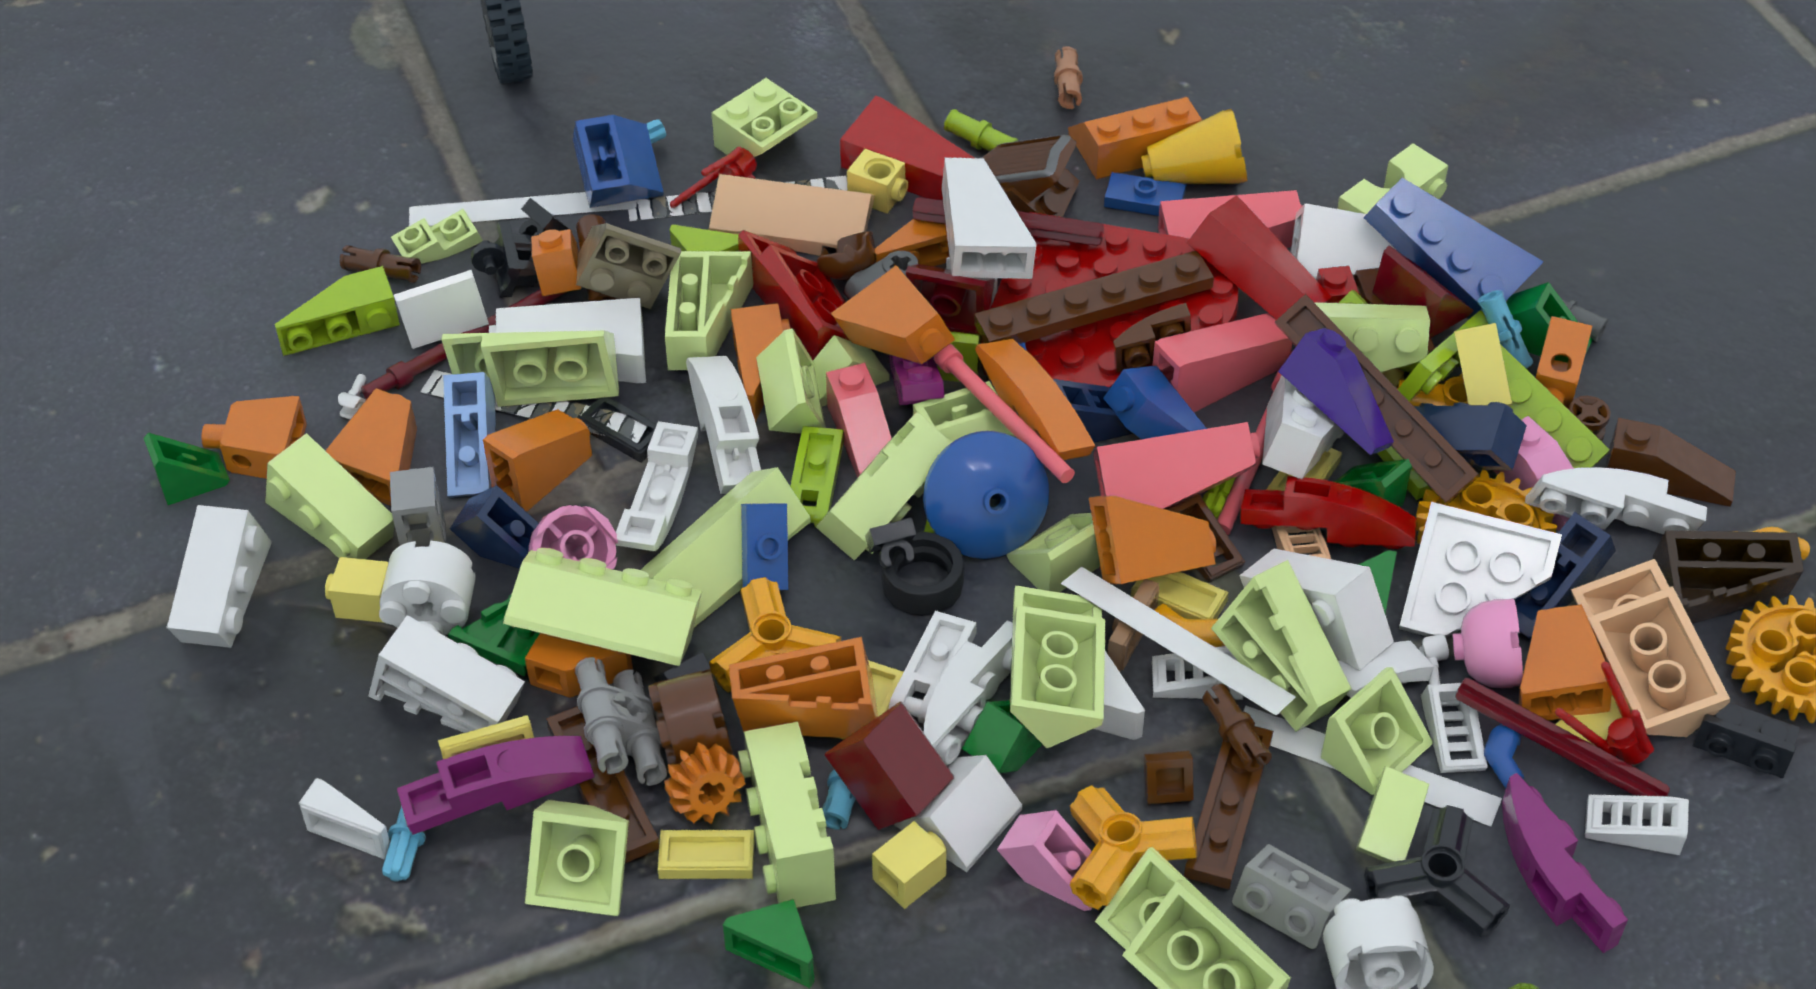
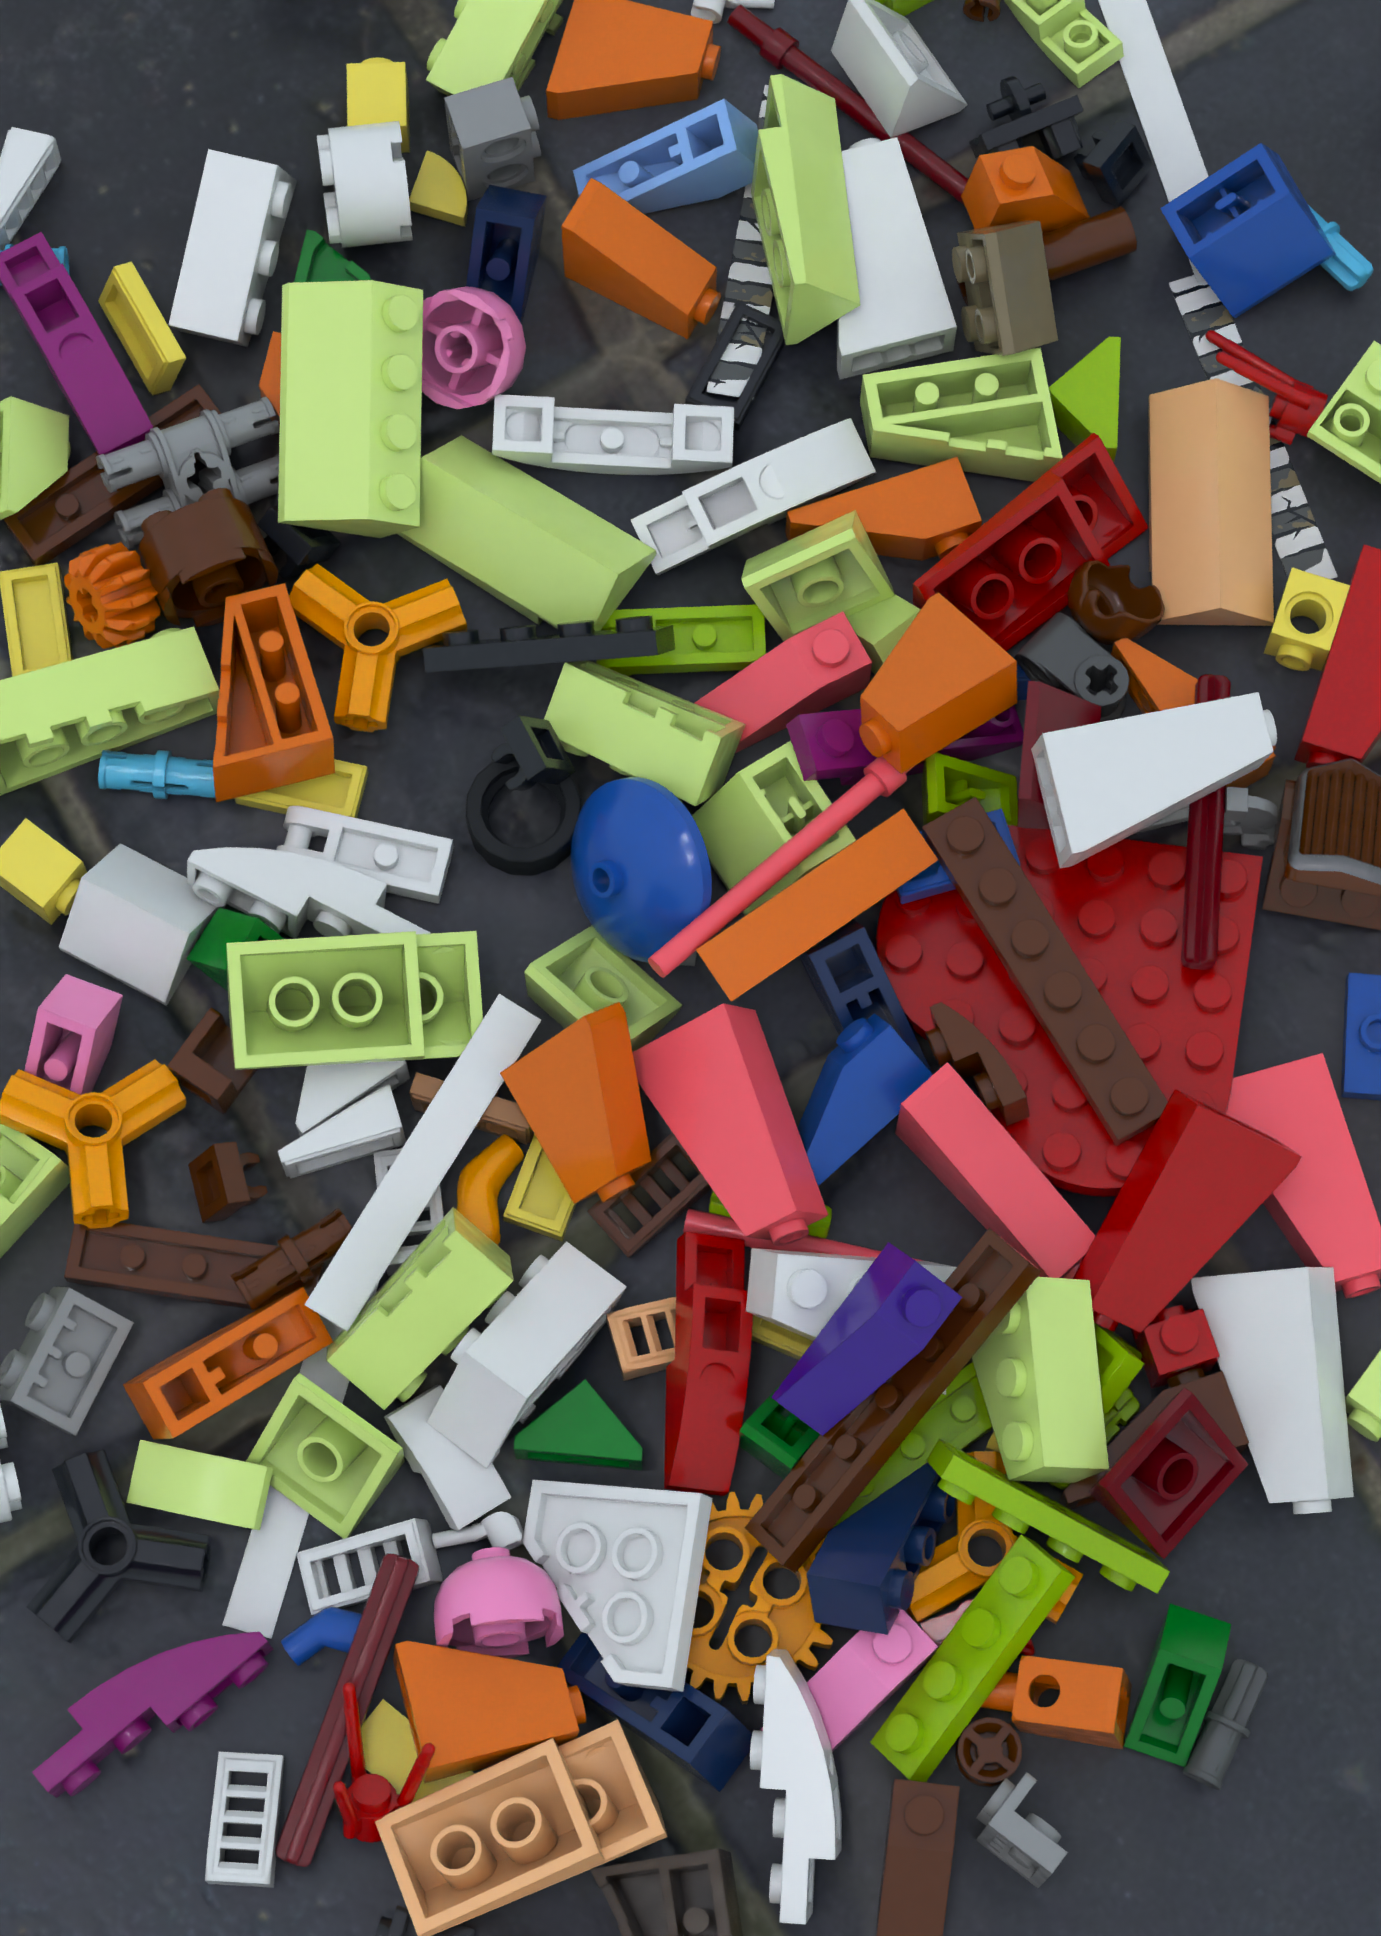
camera: 80 degrees right, 25 degrees up
(765, 543) = (515, 591): blue plate -> none
(809, 540) = (573, 643): none -> black plate
(890, 767) = (152, 820): dark red slope -> none
(1074, 773) = (207, 1064): none -> reddish brown panel
(1140, 677) = (349, 1135): none -> white slope
(1313, 788) = (226, 1365): none -> orange slope
(1450, 244) = (1262, 1523): wedge -> none
(1483, 365) = (996, 1565): light yellow tile -> none
(1508, 329) = (1131, 1611): medium azure pin -> none
(1644, 395) = (1021, 1843): none -> light grey bracket

